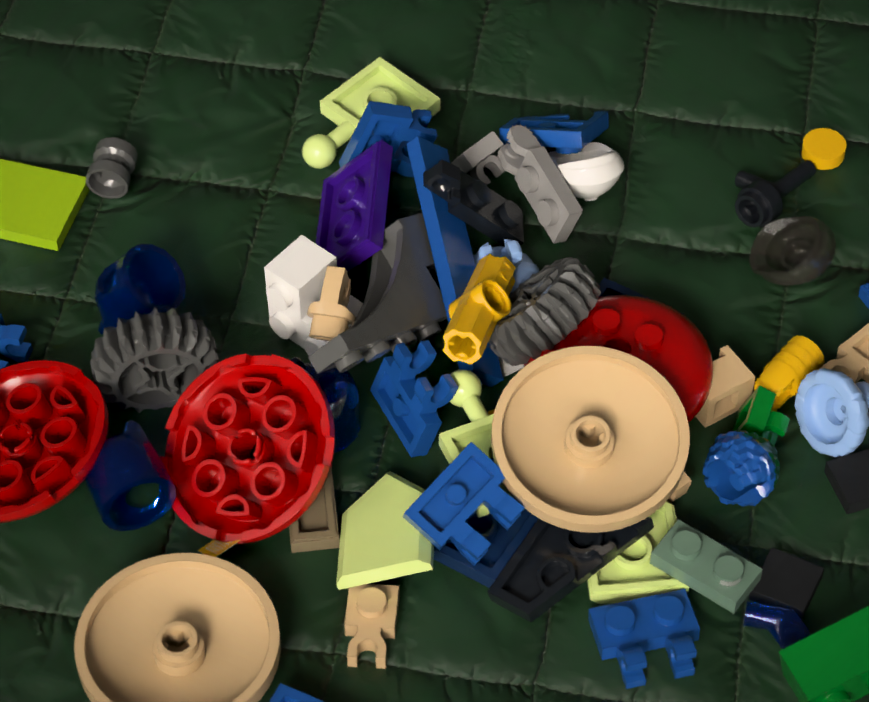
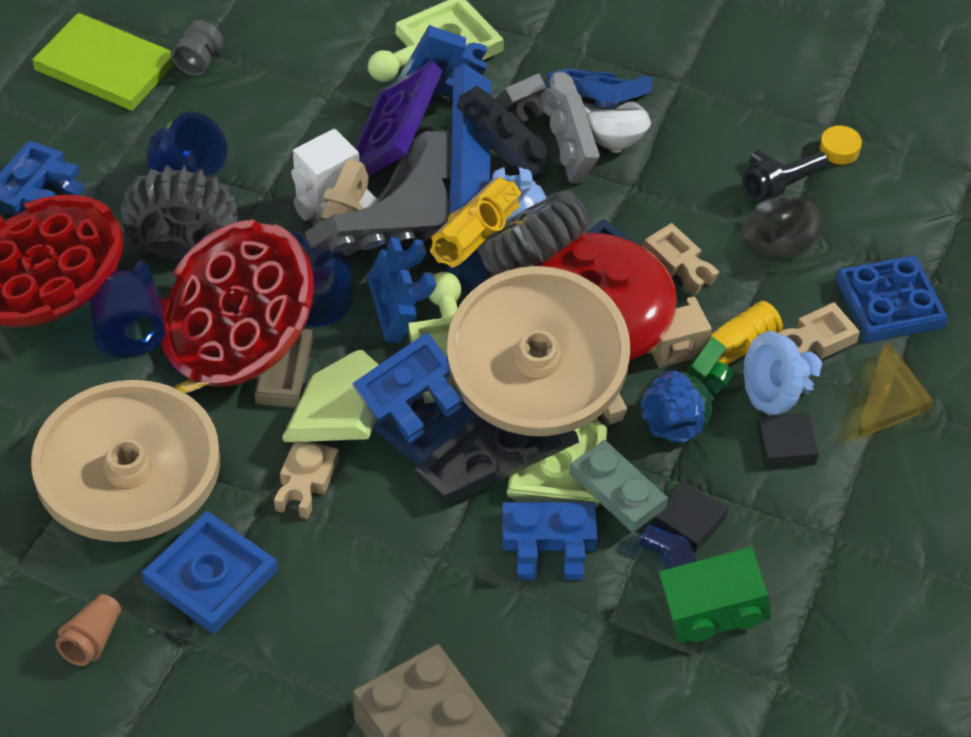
camera: 10 degrees right, 0 degrees up
(696, 303) = (681, 258): none -> tan plate

